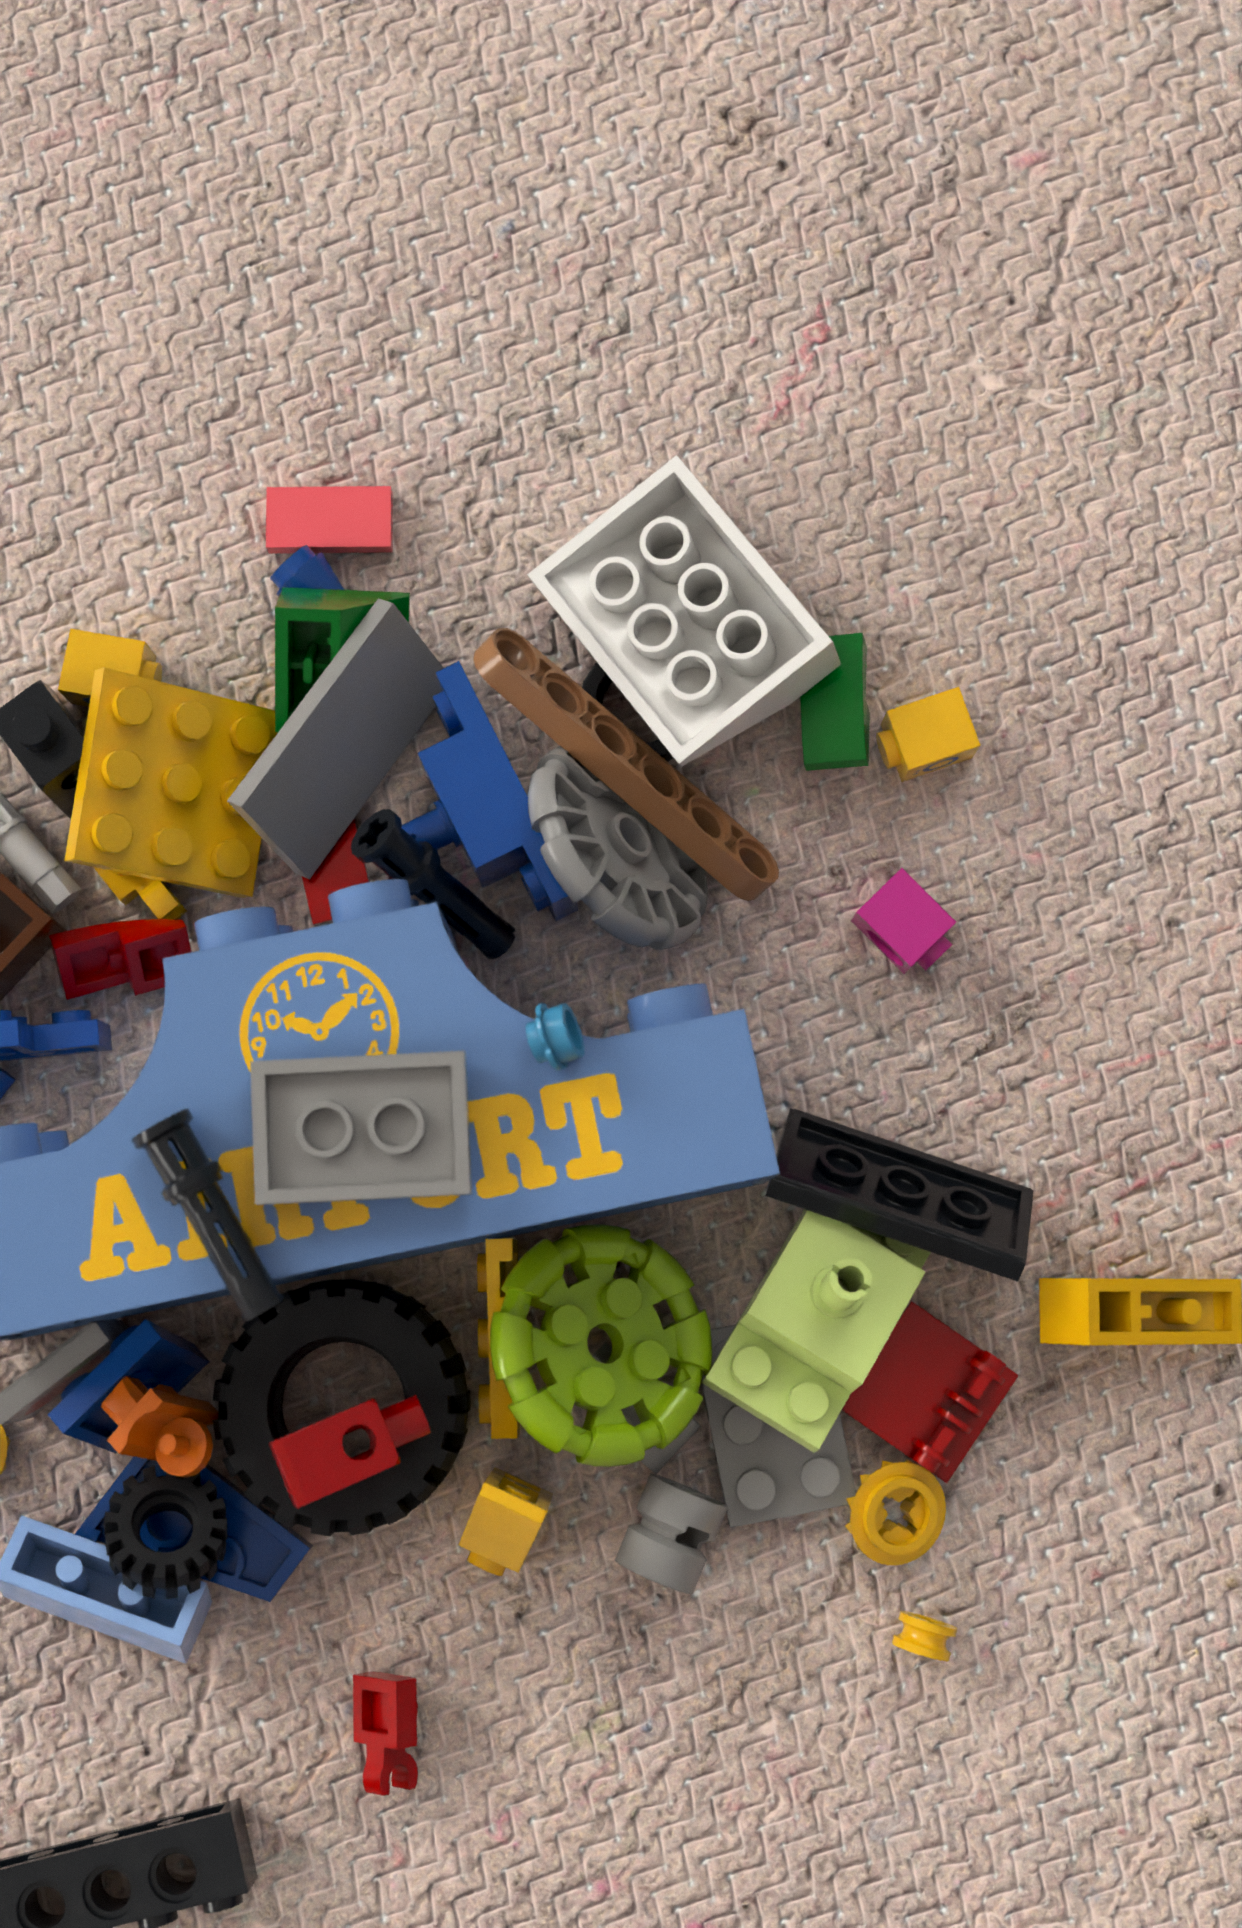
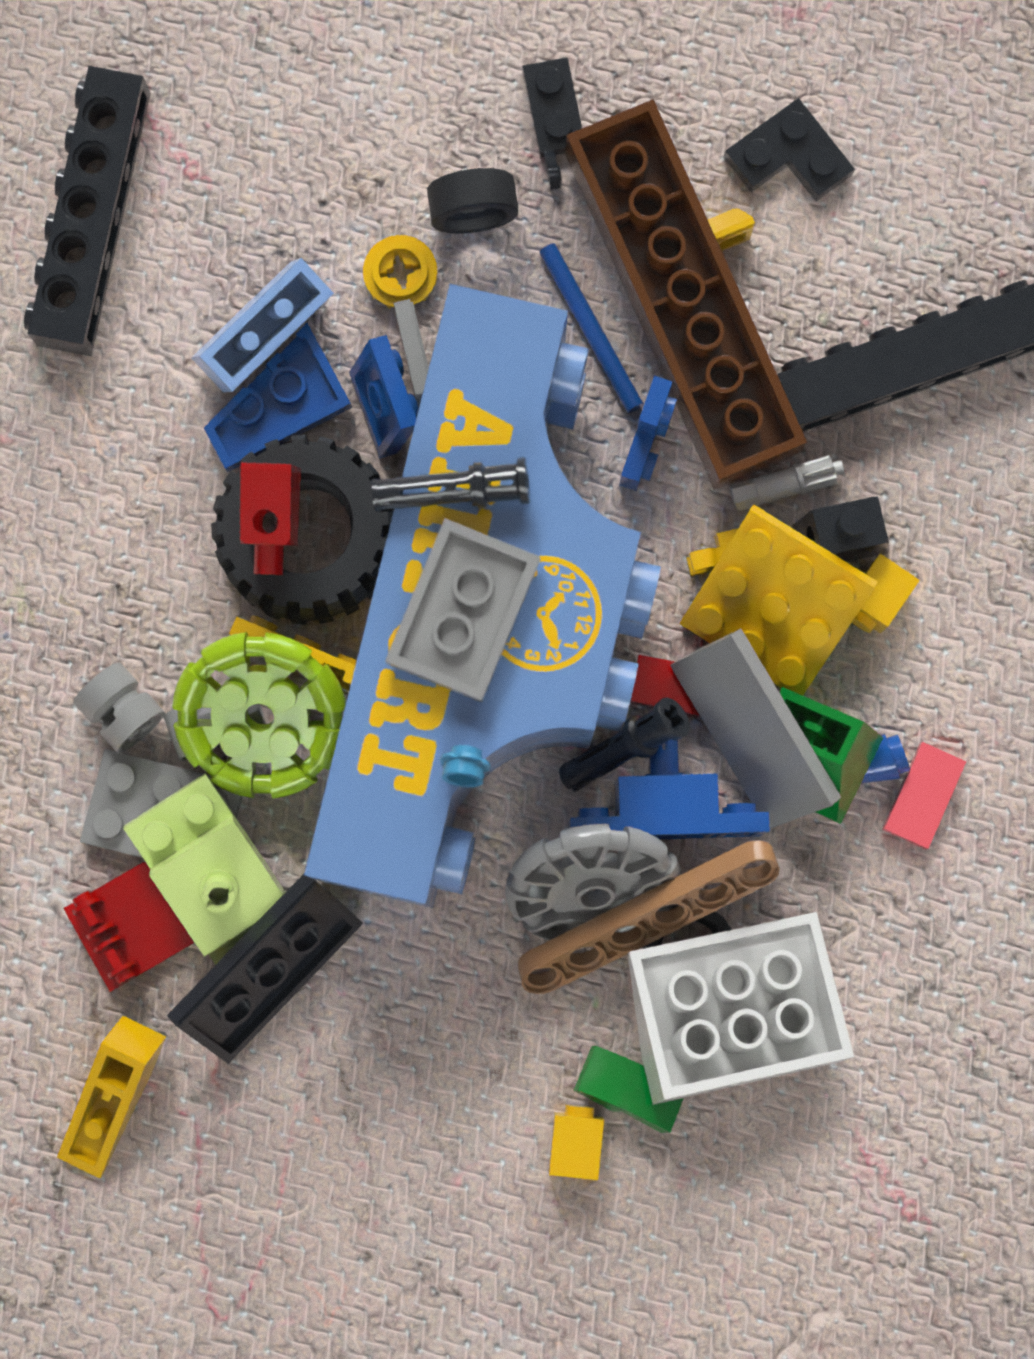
camera: 115 degrees right, 0 degrees up
(117, 954) = (682, 508): red slope -> none
(161, 1426) = (345, 405): orange hips -> none
(165, 1569) = (249, 375): black tyre -> none
(387, 1723) = (91, 468): red plate -> none
(504, 1522) = (179, 603): yellow slope -> none
(905, 923) = (450, 1063): dark pink brick -> none
(922, 1508) = (46, 848): yellow gear -> none

